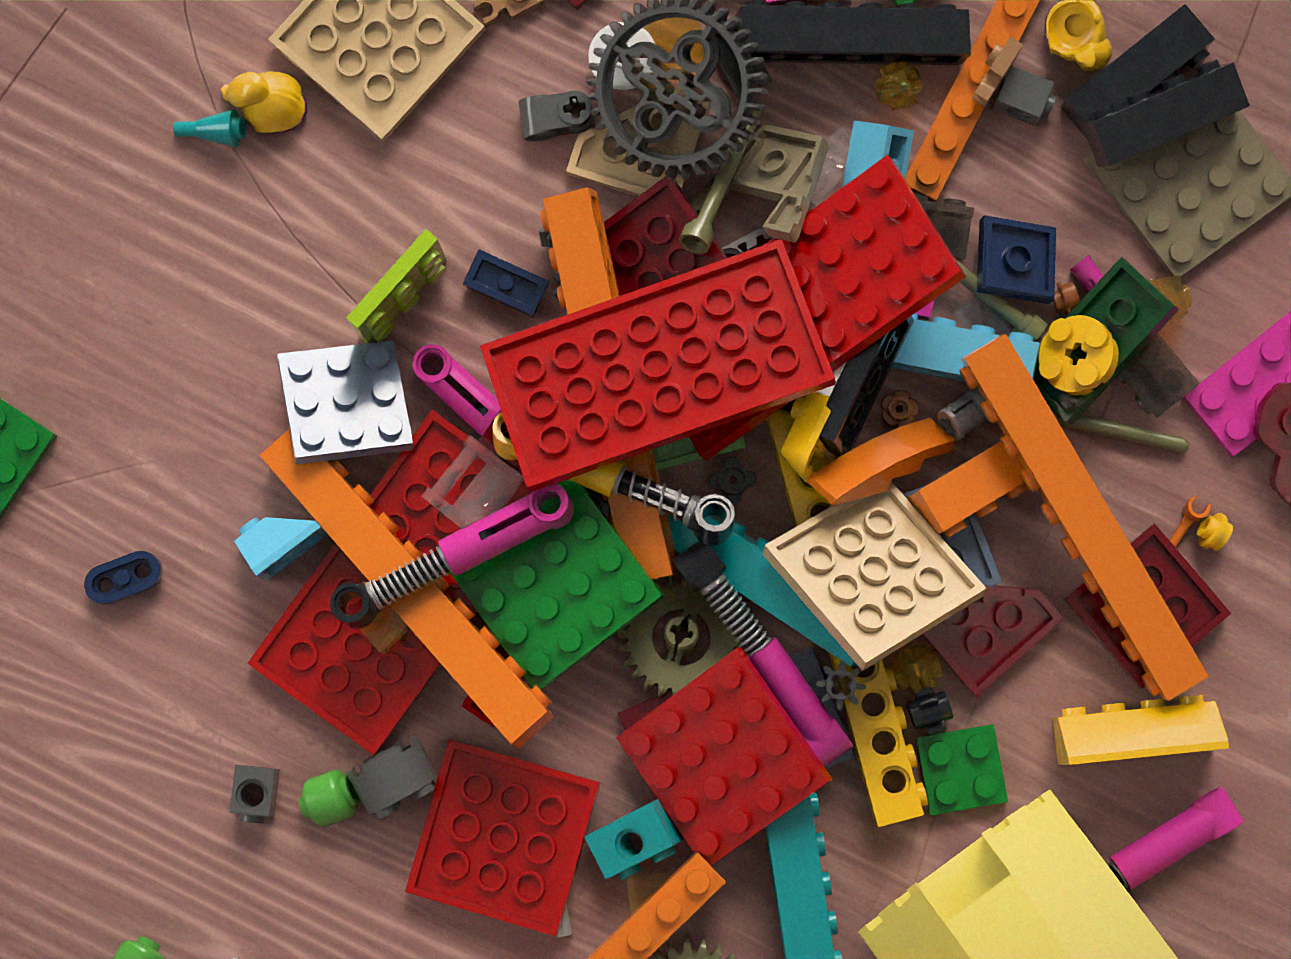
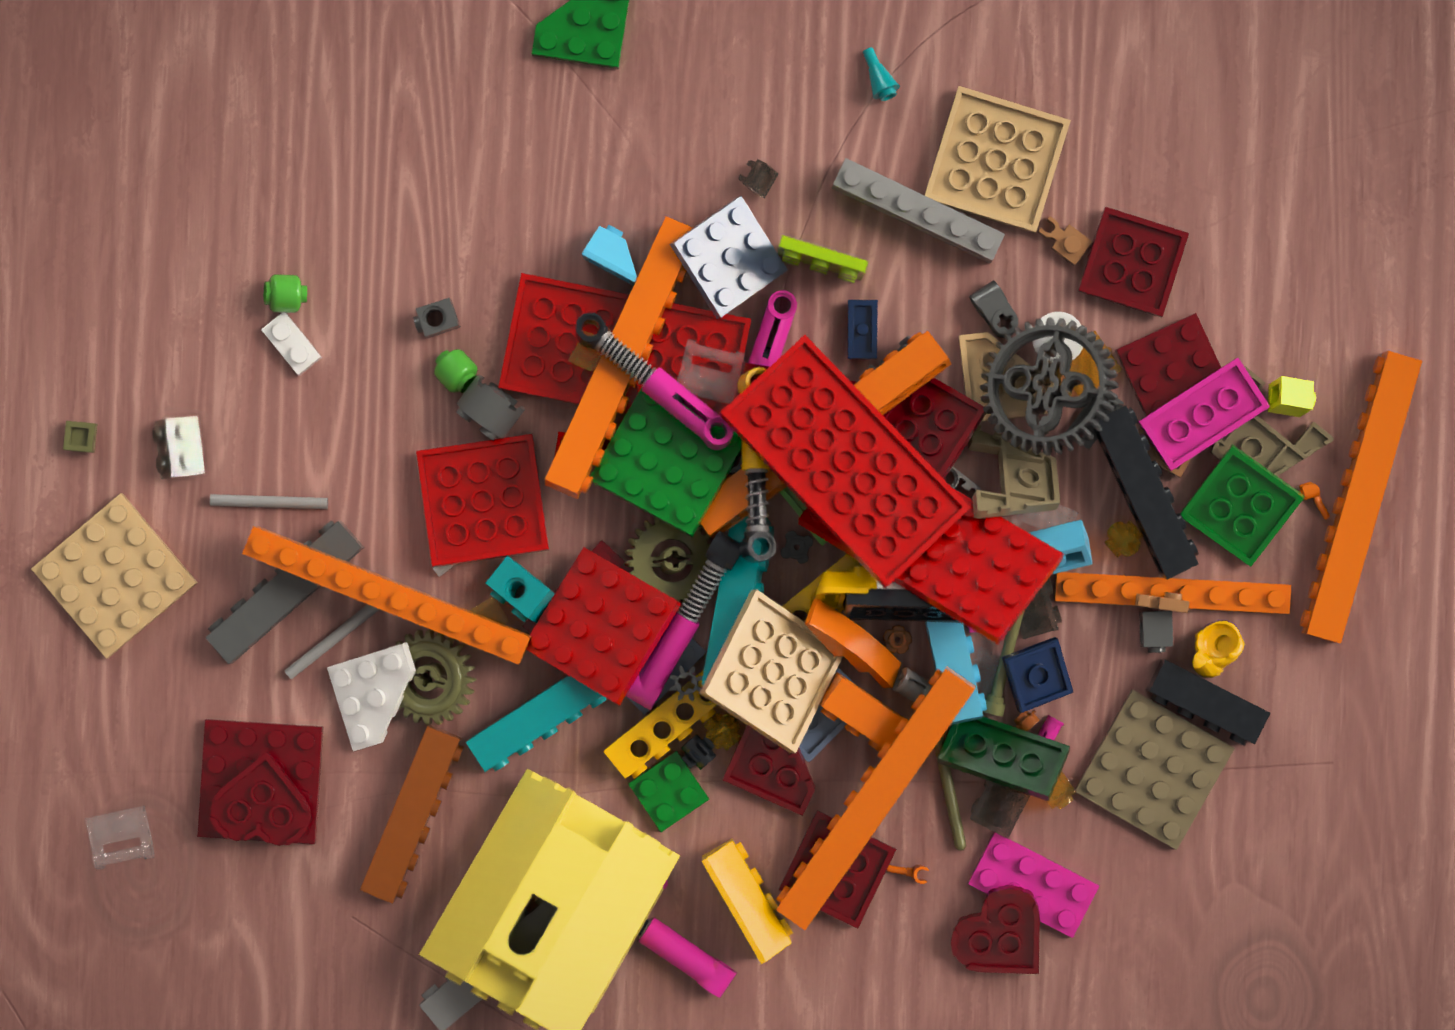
camera: 65 degrees right, 5 degrees up
(124, 577) = (541, 161): dark blue plate -> none
(267, 100) = (916, 105): yellow hair -> none
(267, 323) = (760, 178): none -> clear smoke tile
(394, 153) = (918, 211): none -> light grey brick
(699, 233) = (951, 448): olive piece -> none
(1066, 336) = (987, 729): yellow plate -> none
(1164, 114) = (1184, 733): black brick -> none
(1214, 531) = (909, 893): yellow plate -> none

